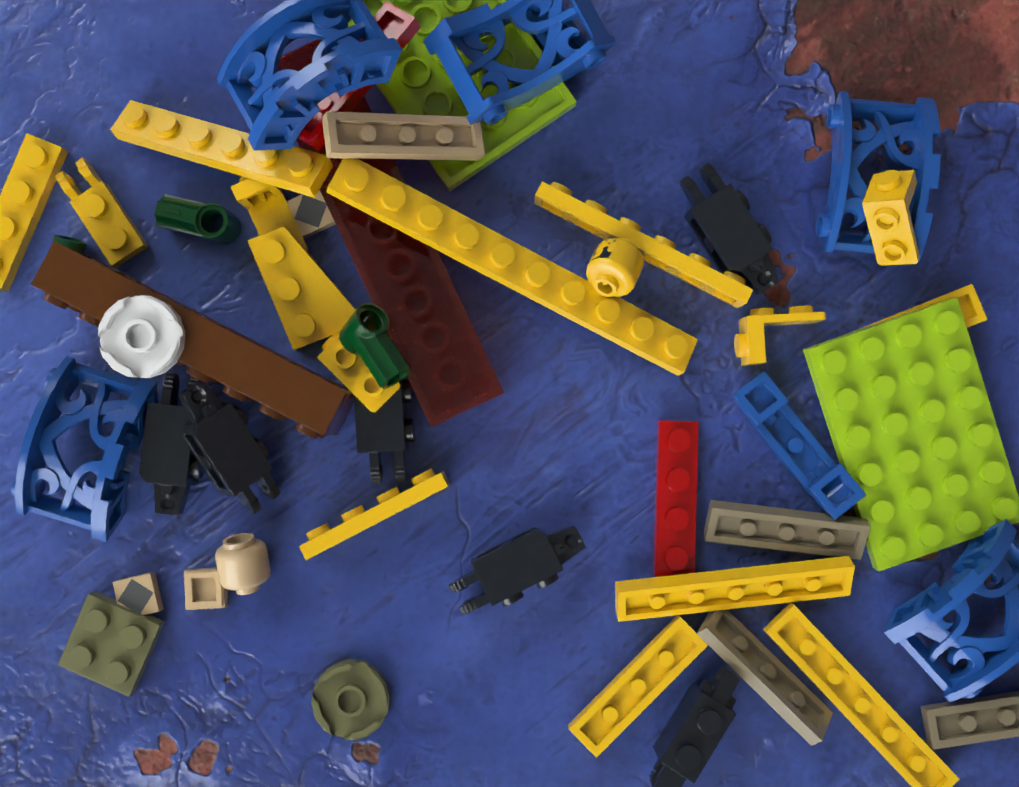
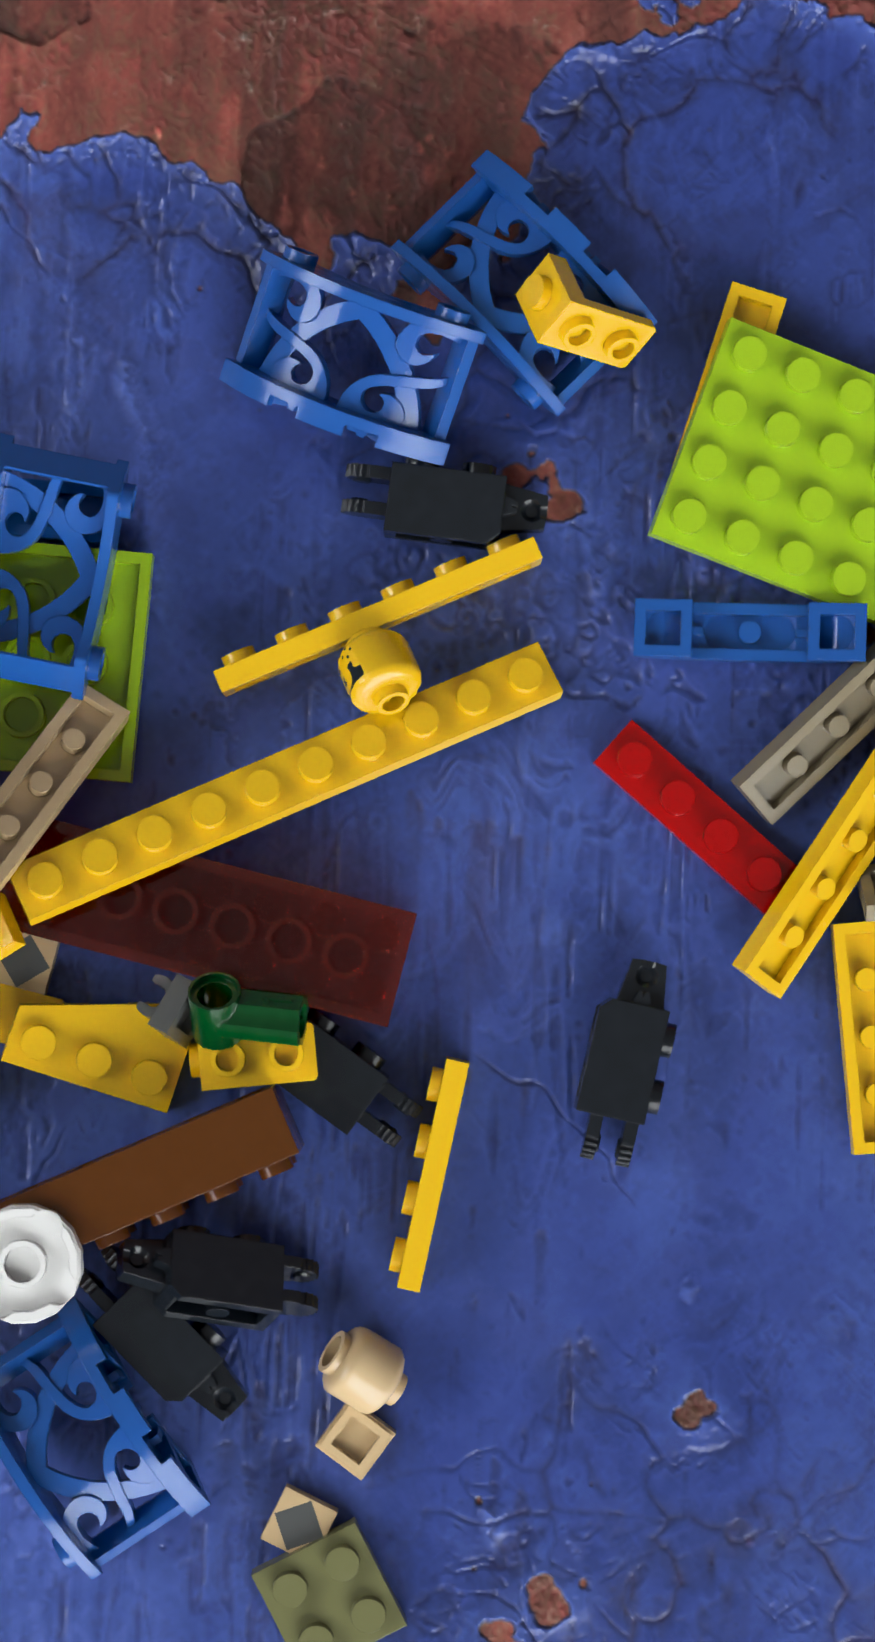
camera: 50 degrees left, 0 degrees up
(343, 307) = (173, 1012): none -> dark grey tile
(351, 699) = (619, 1376): olive tile -> none
(728, 75) = (270, 375): none -> blue fence
(751, 339) = (590, 586): yellow bracket -> none

